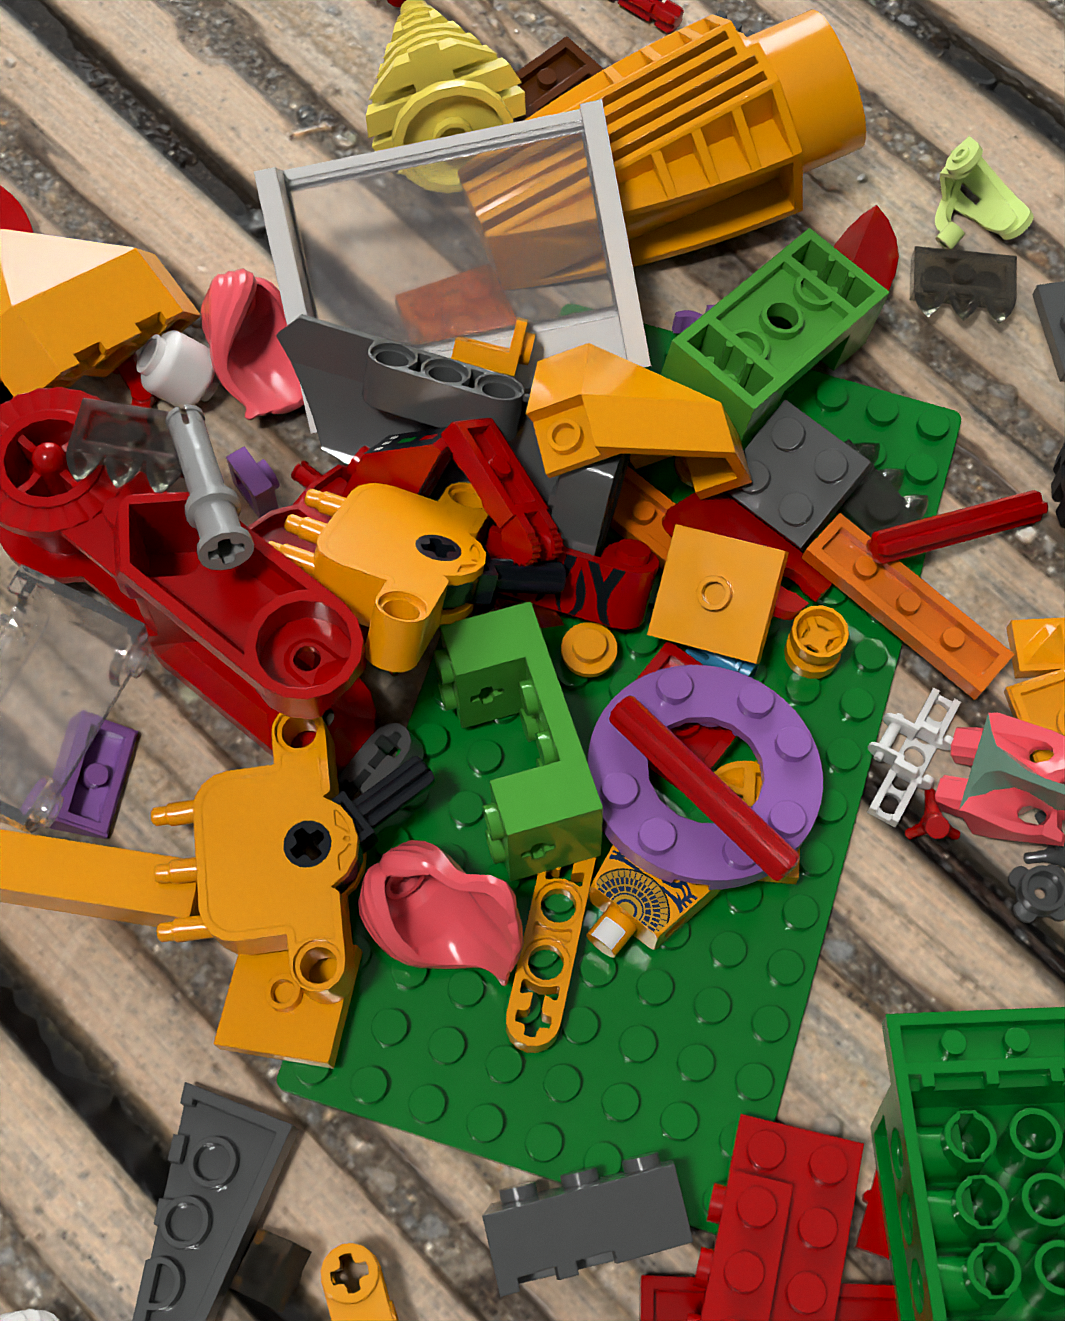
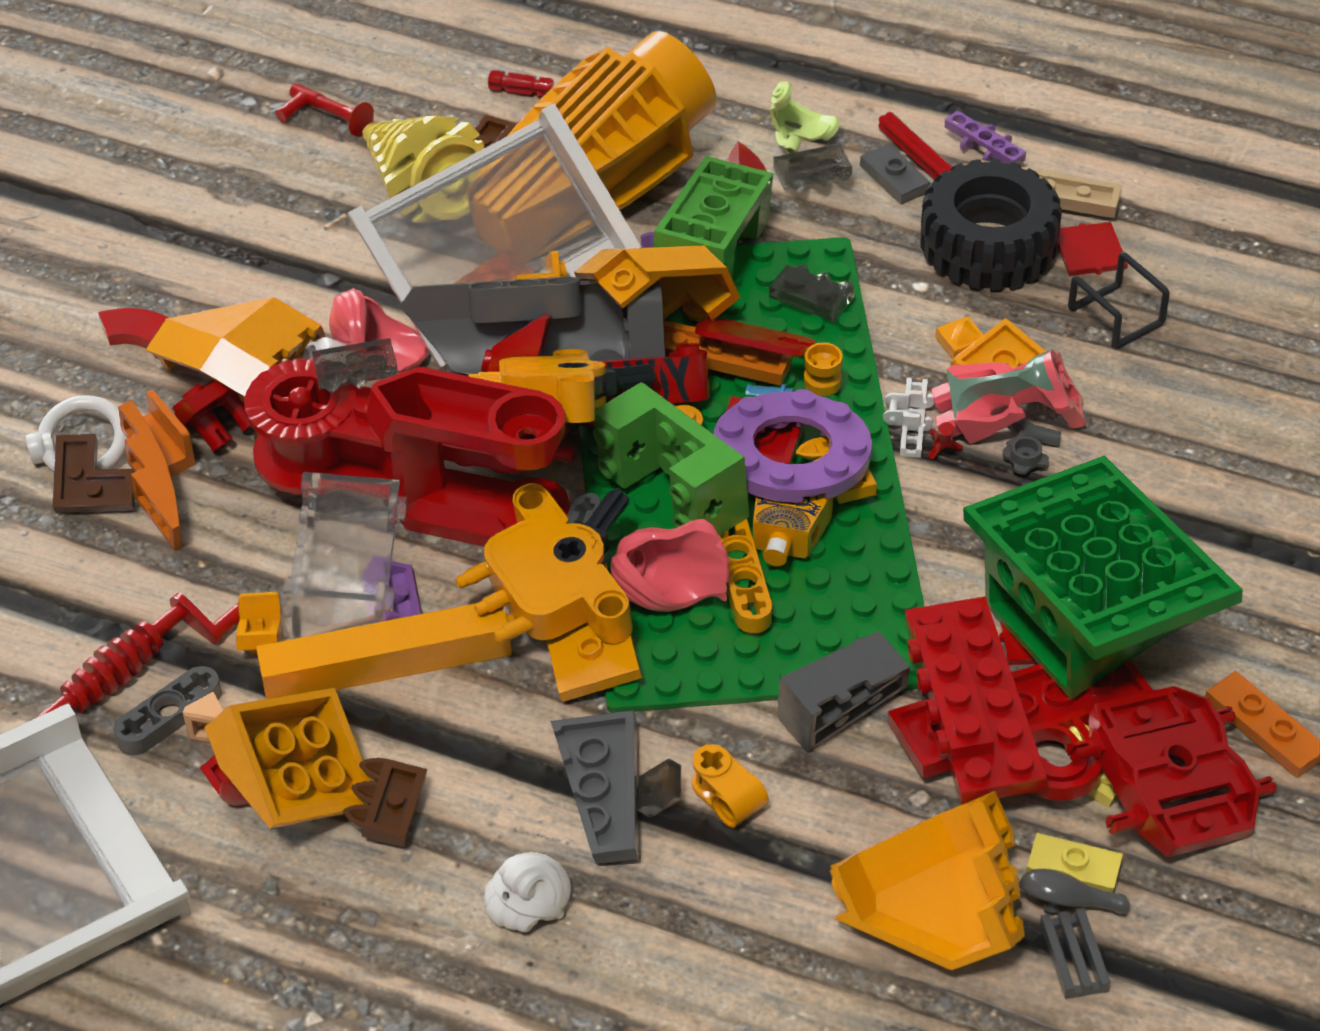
camera: 20 degrees left, 20 degrees down
(211, 504) = (433, 363): light grey pin -> none
(504, 490) = (596, 332): red hinge -> none
(704, 788) = (797, 439): red axle -> none
(717, 593) = (751, 353): light orange plate -> none
(798, 475) = (767, 288): dark grey plate -> none
(908, 607) = (868, 335): orange plate -> none
(956, 526) = (877, 286): red axle -> none

